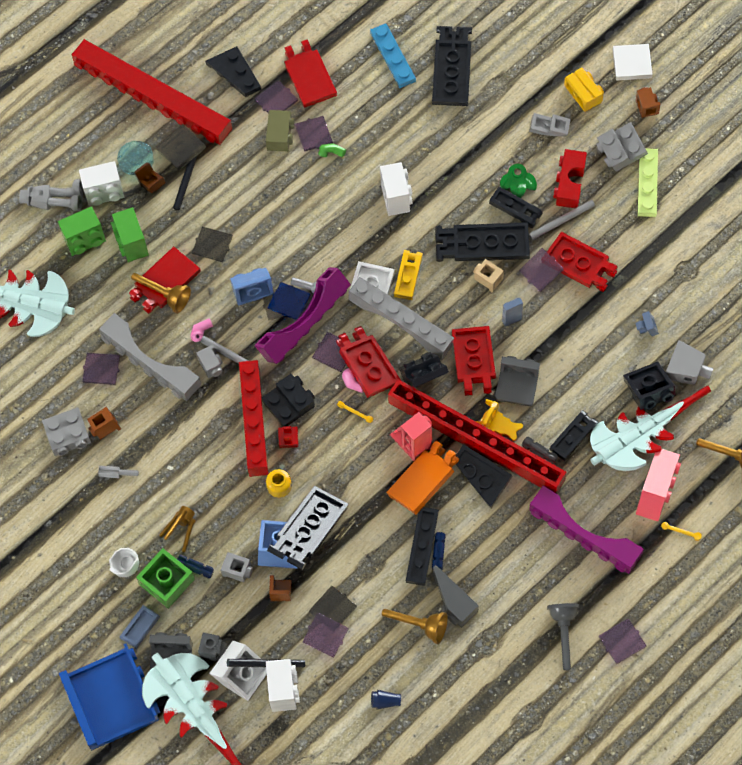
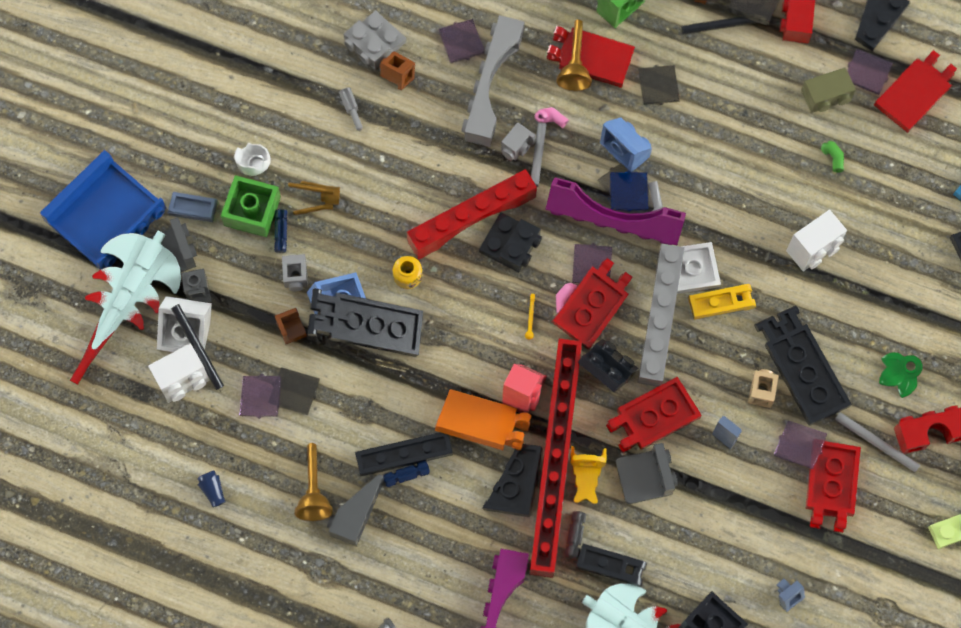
camera: 60 degrees right, 5 degrees up
(288, 437) = (469, 260): red tile -> none
(313, 133) = (846, 128): clear purple piece -> none
(515, 206) = (866, 382): black plate -> none

